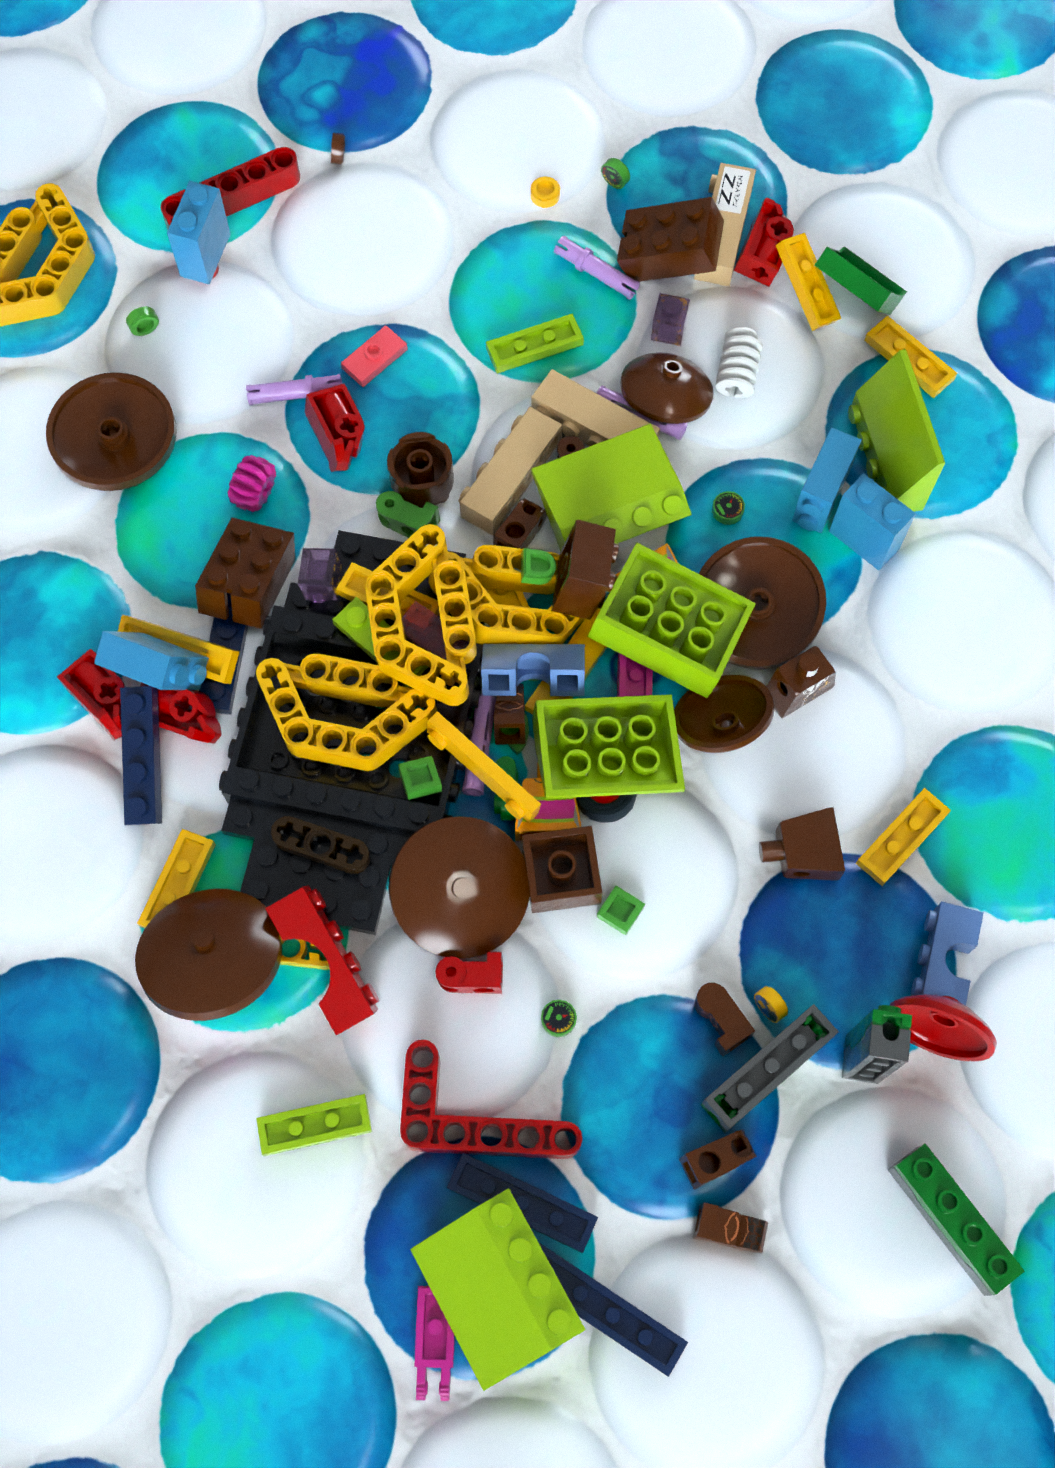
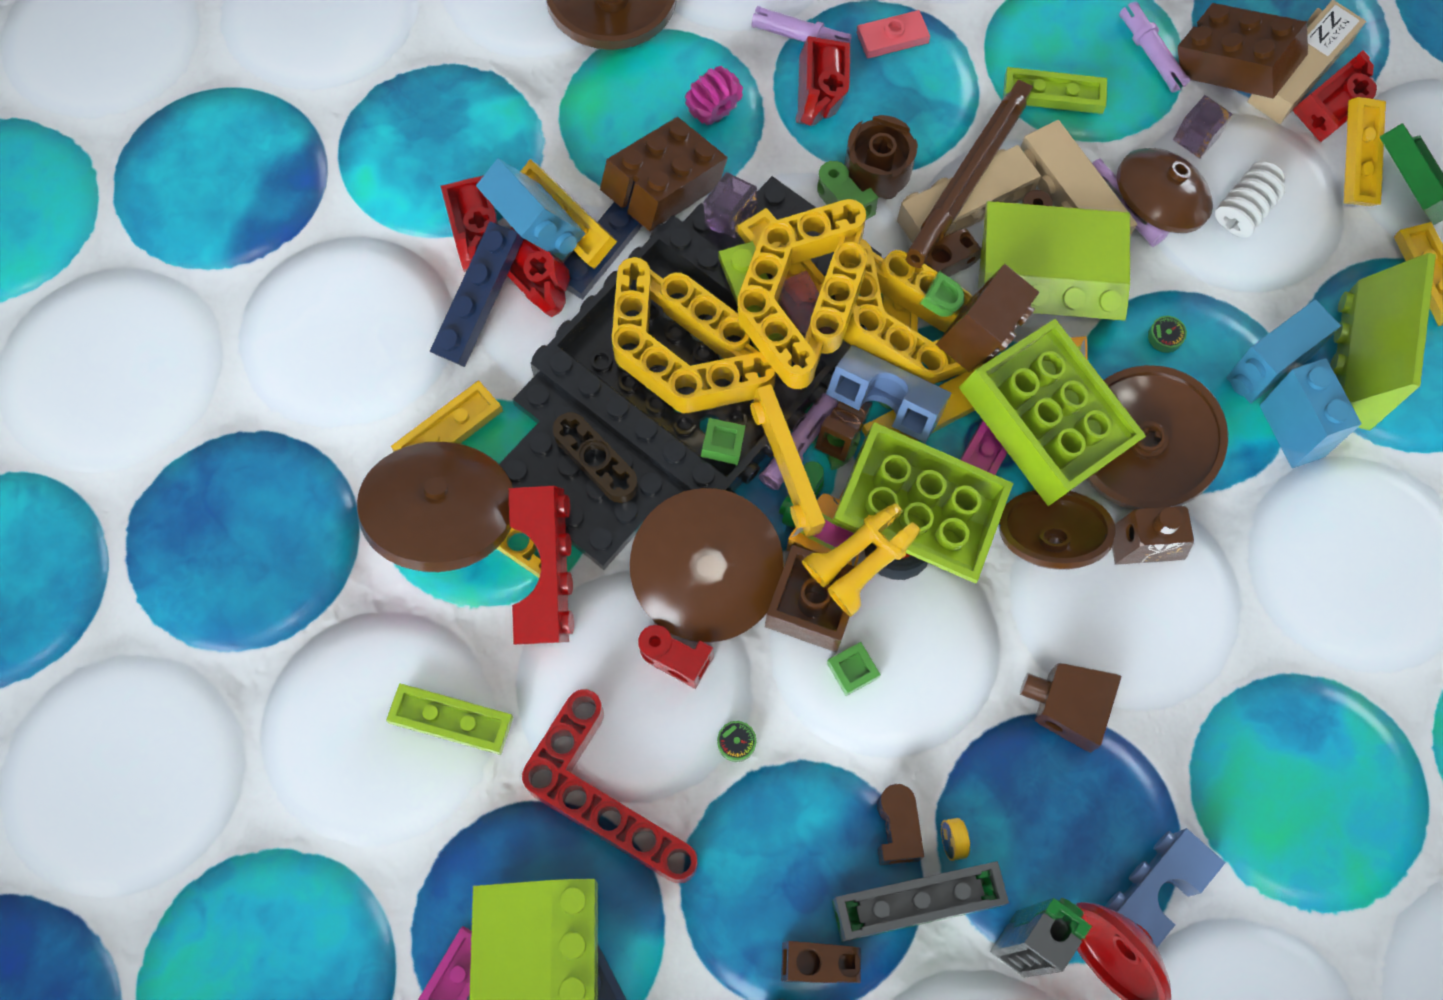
camera: 25 degrees right, 0 degrees up
(504, 451) = (969, 174): none -> reddish brown piece
(541, 1210) = (617, 915): dark blue plate -> none
(587, 849) = (847, 589): none -> yellow piece
(903, 837) = (1180, 743): yellow plate -> none

